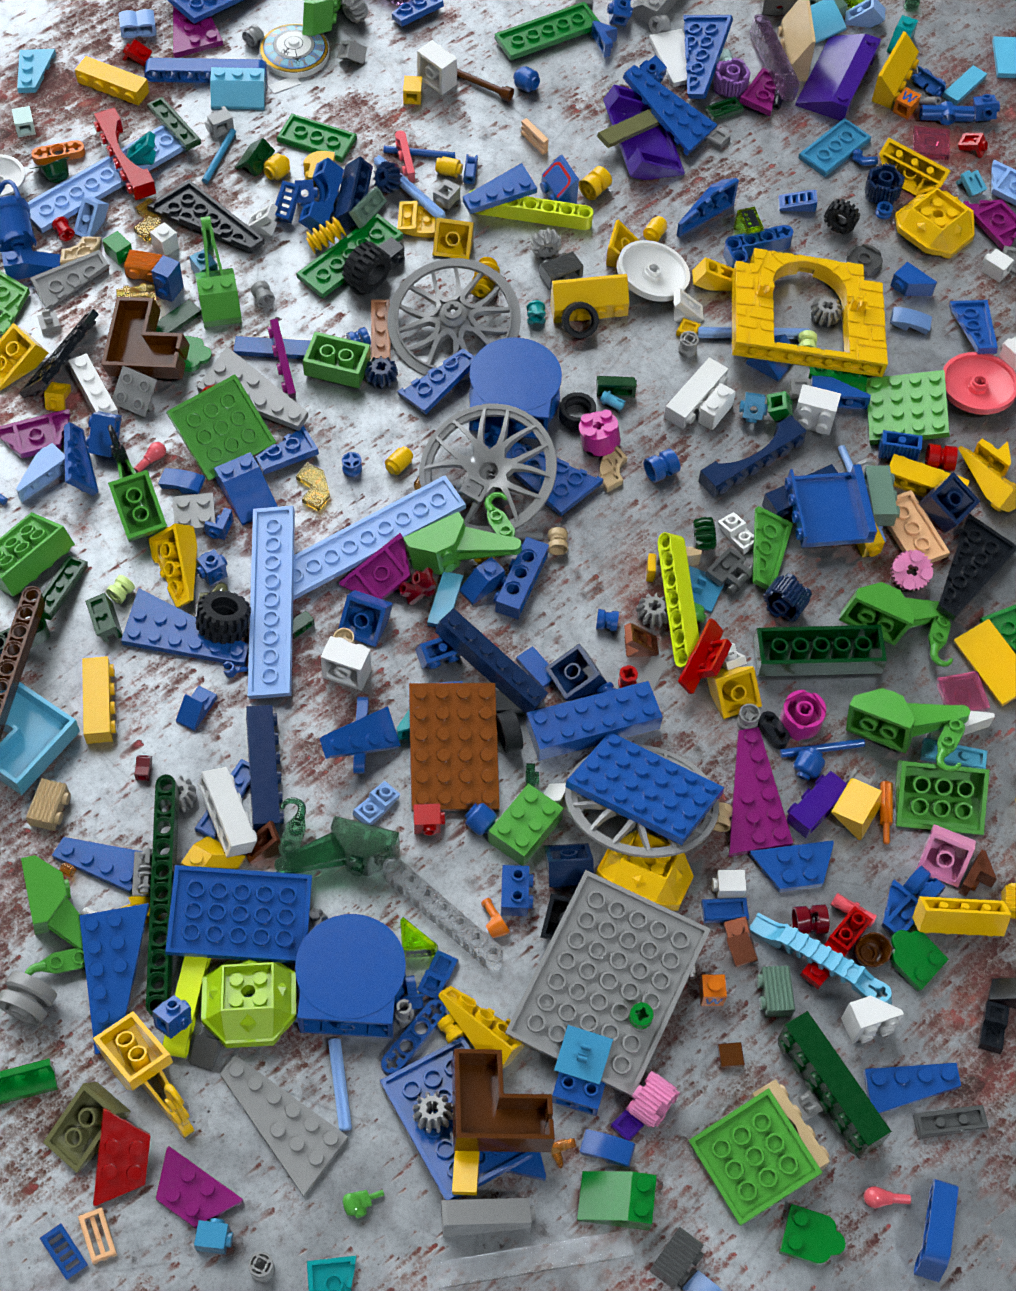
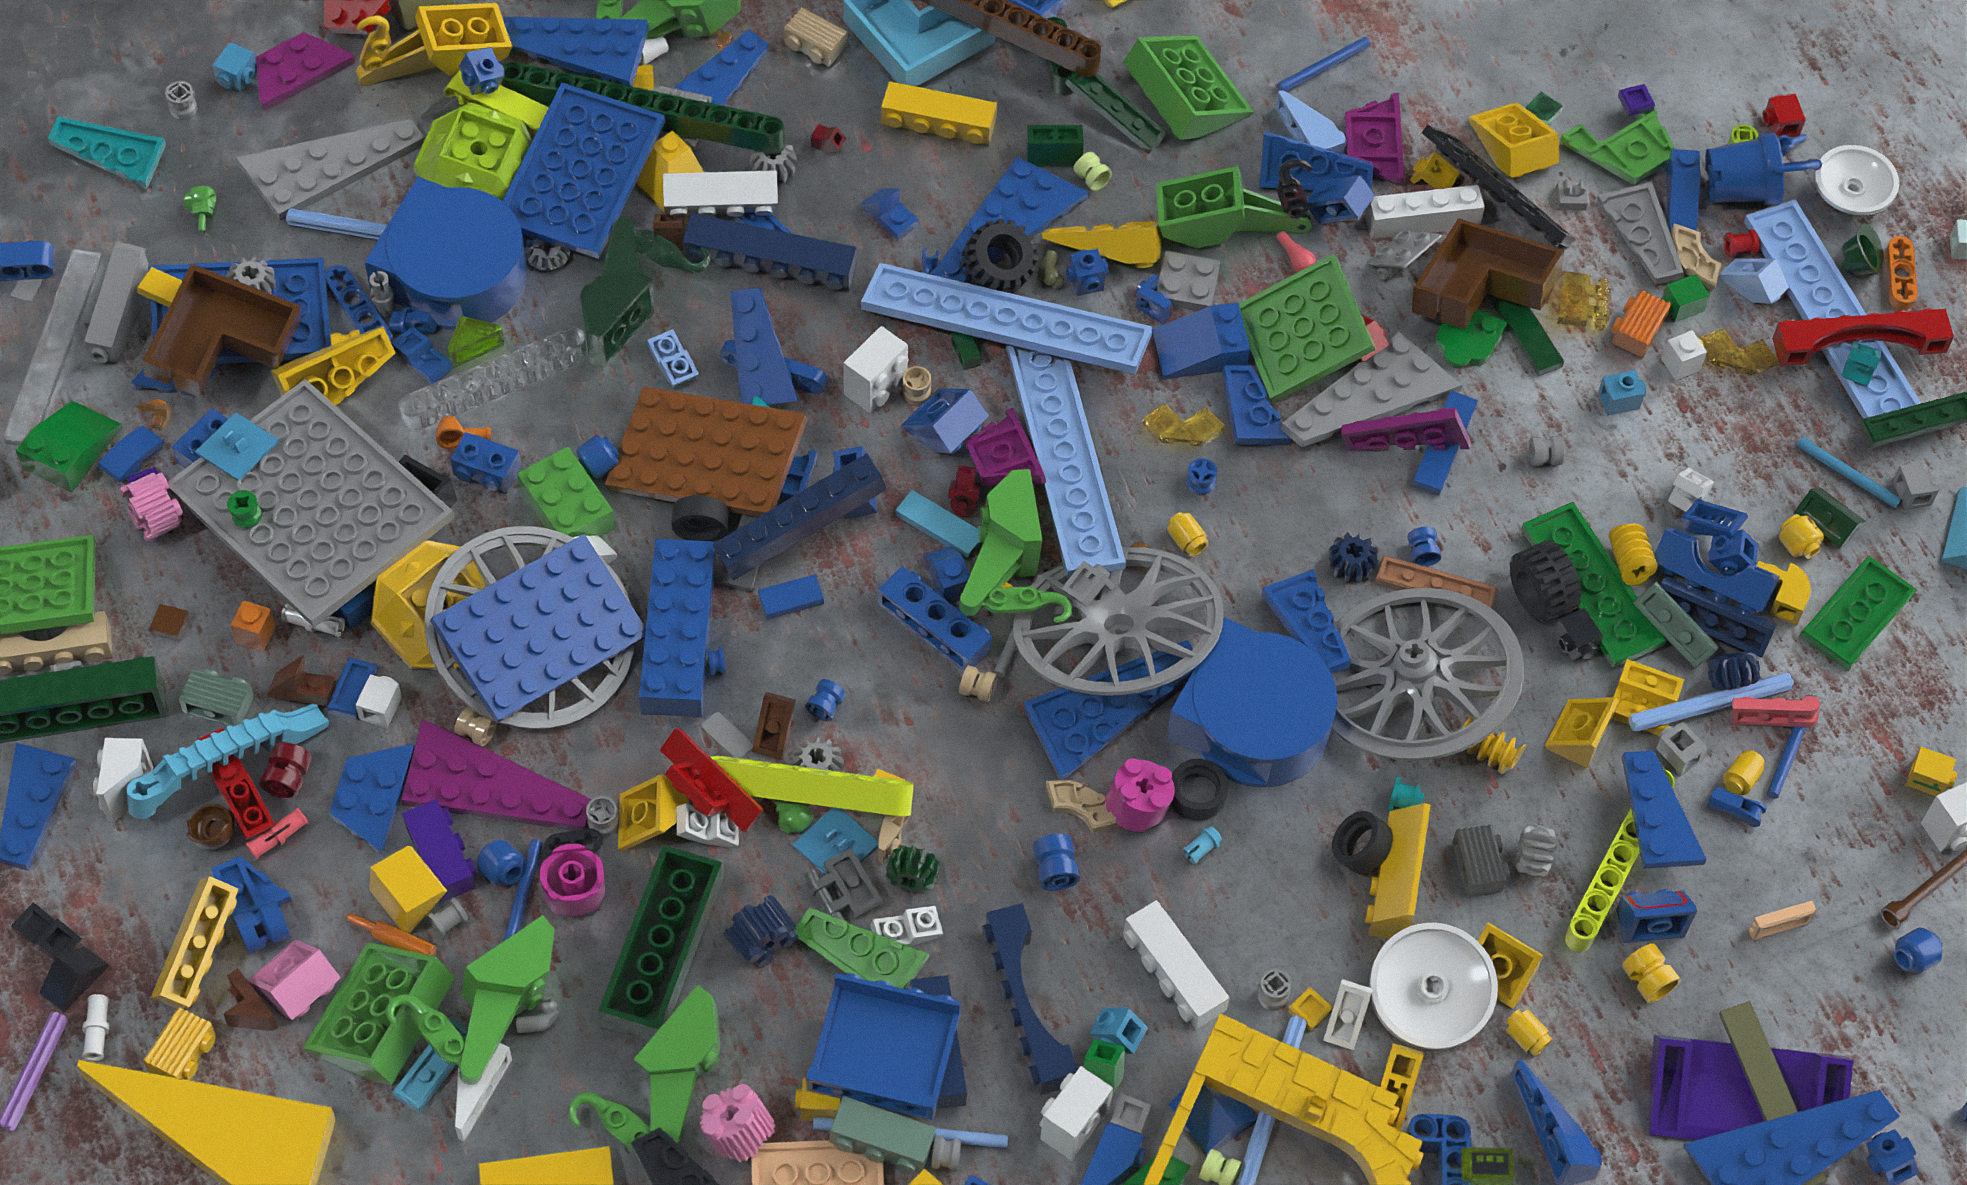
camera: 110 degrees right, 0 degrees up
(167, 278) = (1598, 333): blue brick -> none
(184, 480) = (1242, 277): slope -> none
(189, 203) = (1730, 413): black wing -> none
(216, 288) = (1566, 387): bright green slope -> none
(336, 359) = (1387, 501): bright green brick -> none
(428, 819) = (622, 400): red brick -> none
(531, 775) = (630, 529): clear green plate -> none
(567, 864) = (487, 513): dark blue slope -> none
(575, 674) = (754, 630): dark blue slope -> none
(618, 385) = (1232, 863): dark green panel -> none
(627, 672) = (725, 692): red bush -> none
(716, 406) = (1138, 980): white brick -> none
(916, 957) = (174, 876): green plate -> none
(963, 690) = (520, 1121): clear pink tile -> none

